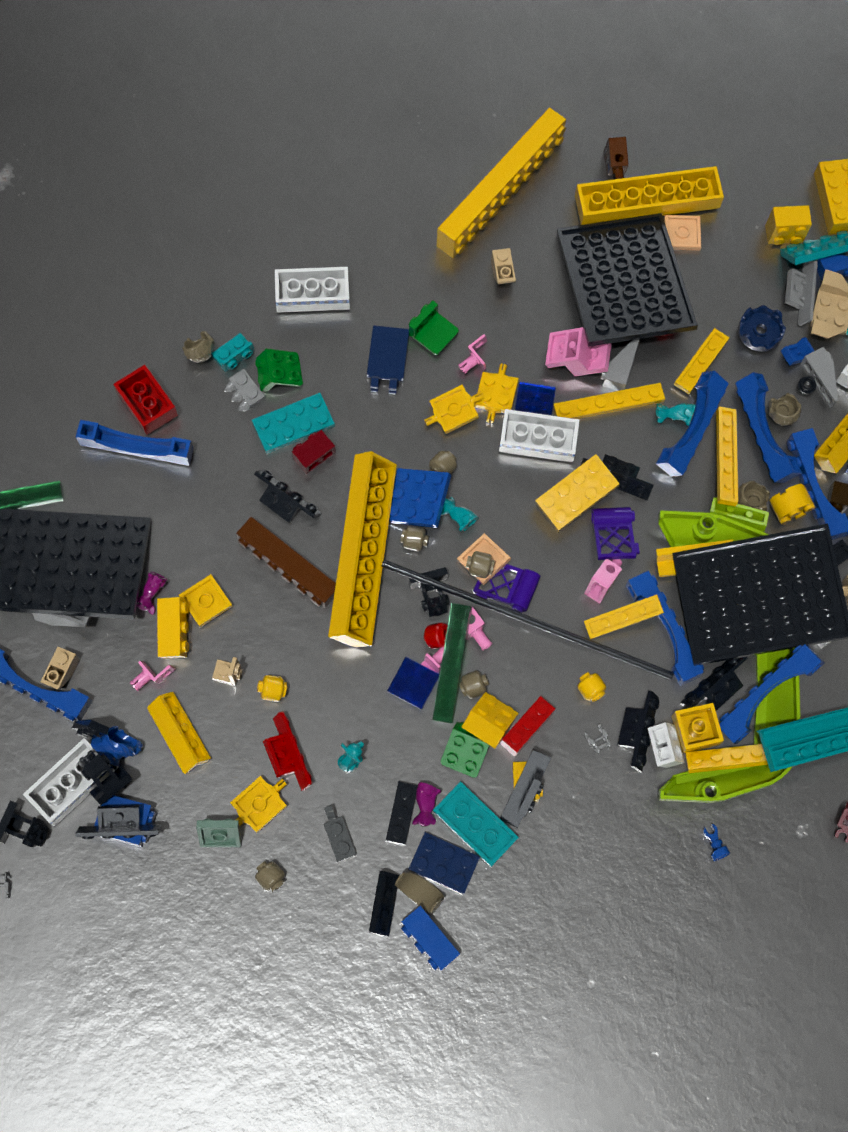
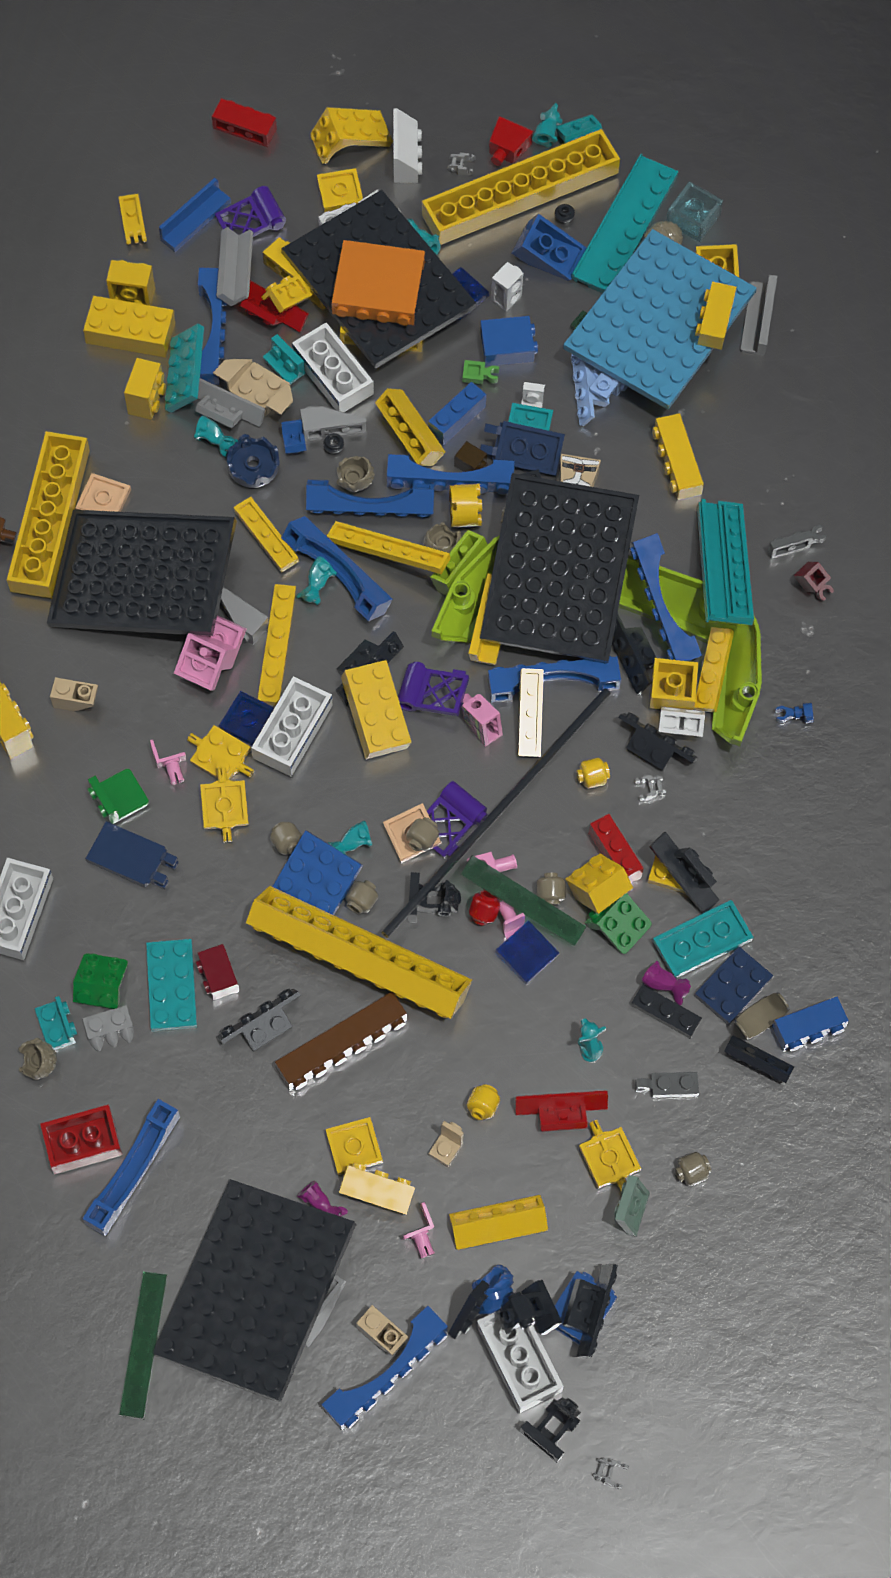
camera: 70 degrees left, 5 degrees down
(774, 288) = (211, 431): none -> teal animal

